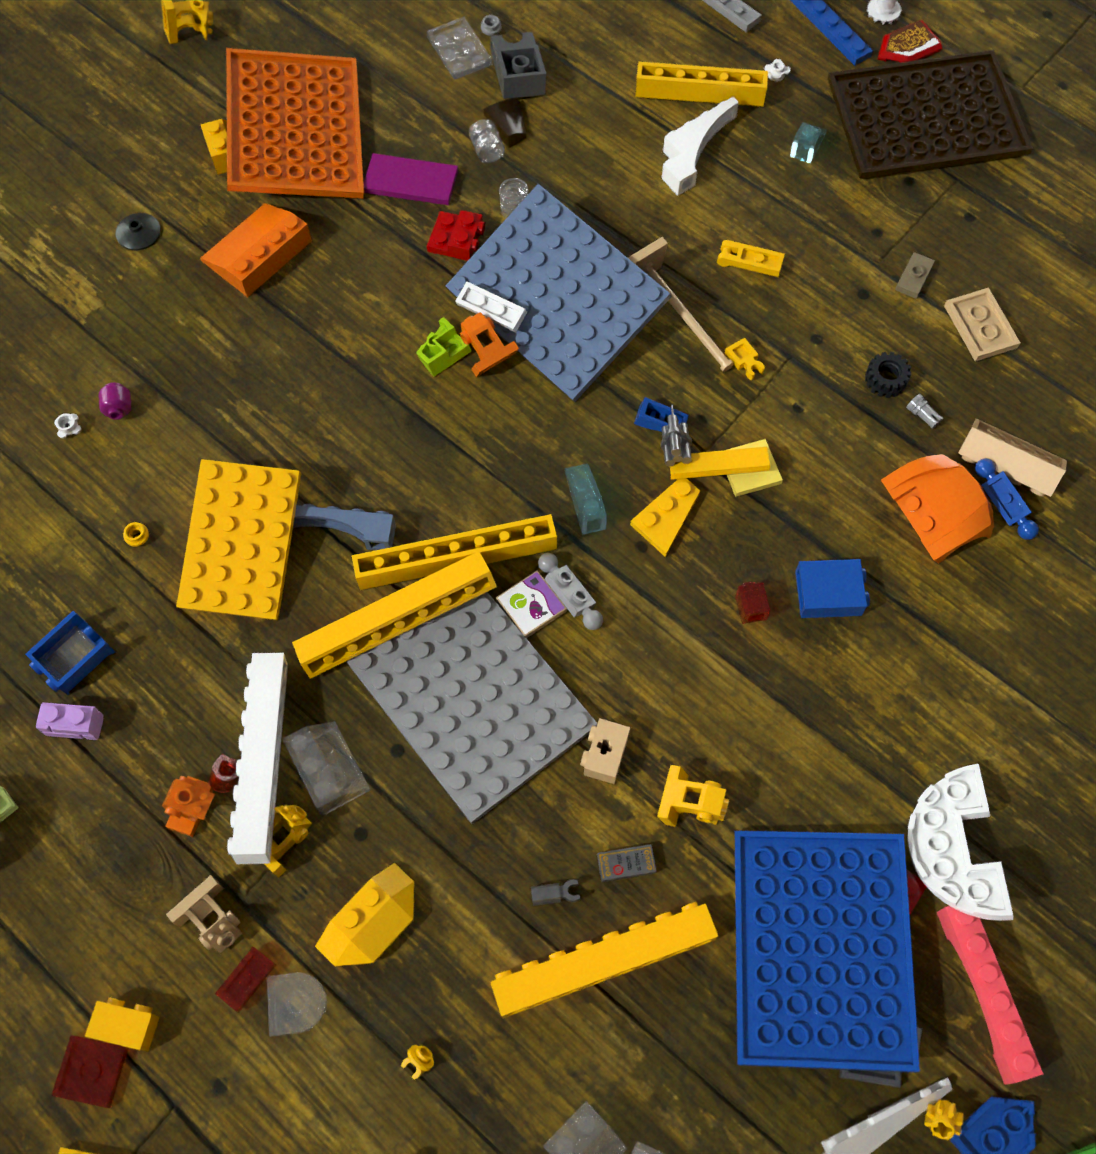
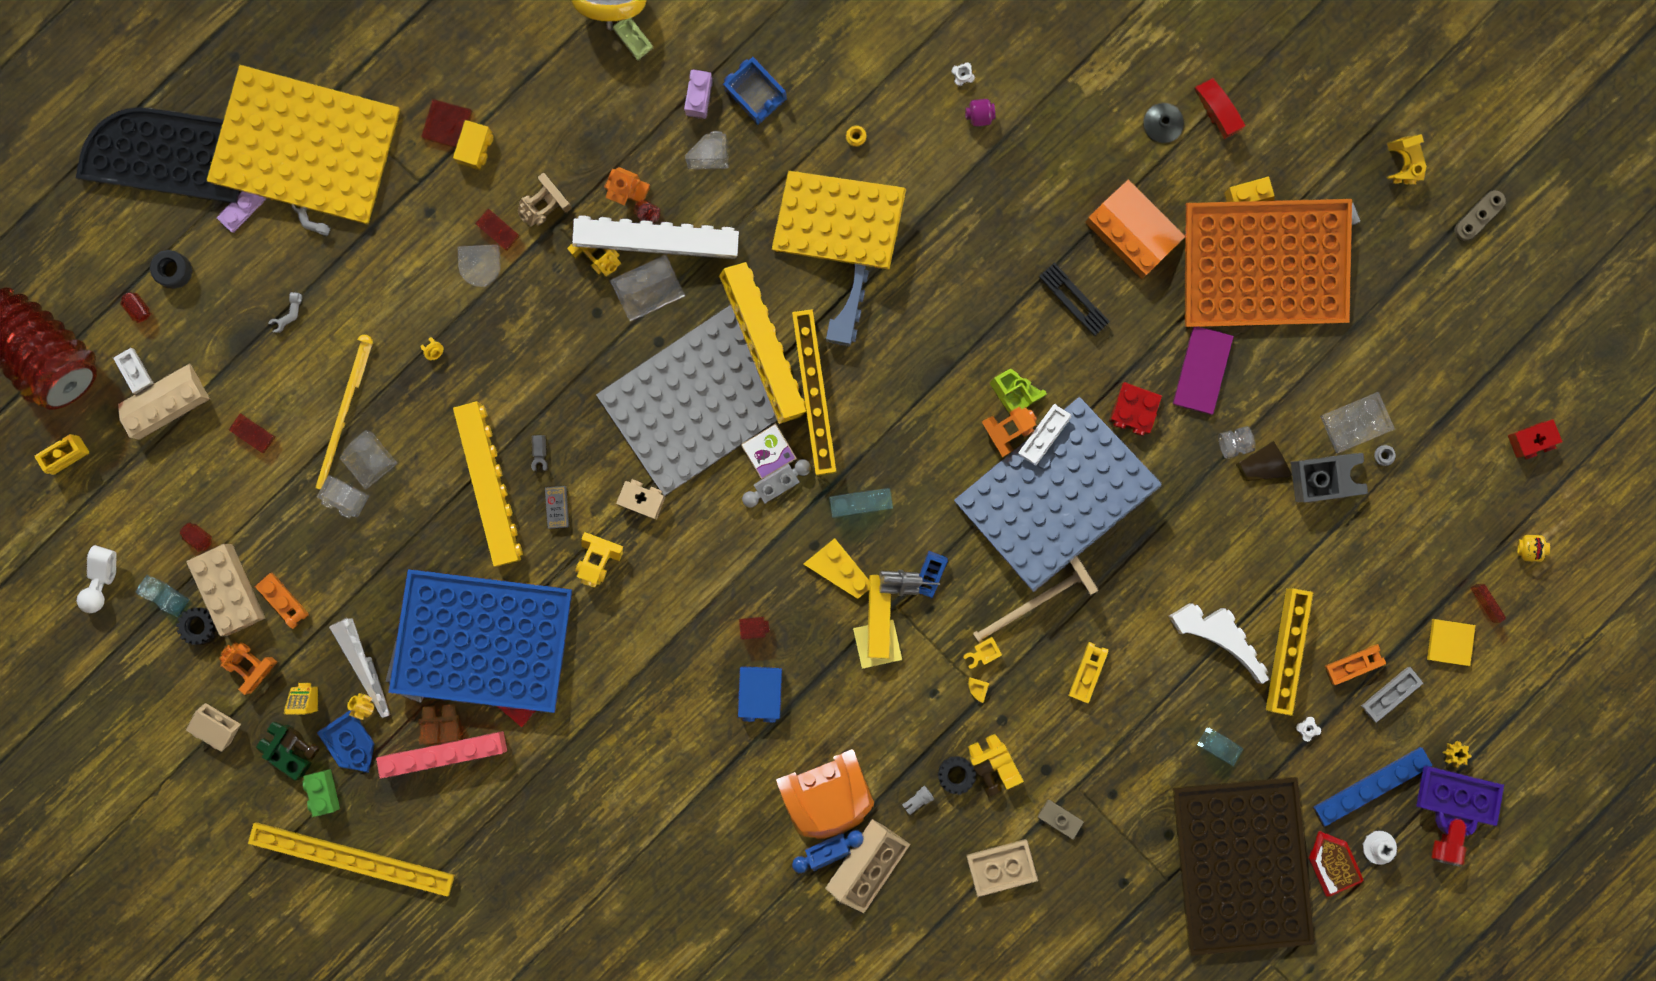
camera: 95 degrees right, 20 degrees up
(124, 177) = (1220, 108): none -> red slope
(149, 693) = (709, 152): none -> clear slope
(311, 319) = (1053, 278): none -> black container
(370, 920) = (531, 320): yellow wedge -> none
(511, 194) = (1166, 463): clear wheel -> none
(706, 36) = (1354, 665): none -> orange plate
(786, 362) = (978, 688): none -> yellow tile
(864, 334) = (994, 759): none -> yellow hips
(941, 848) = (544, 739): white plate -> none
(949, 1011) = (441, 728): none -> clear orange hips

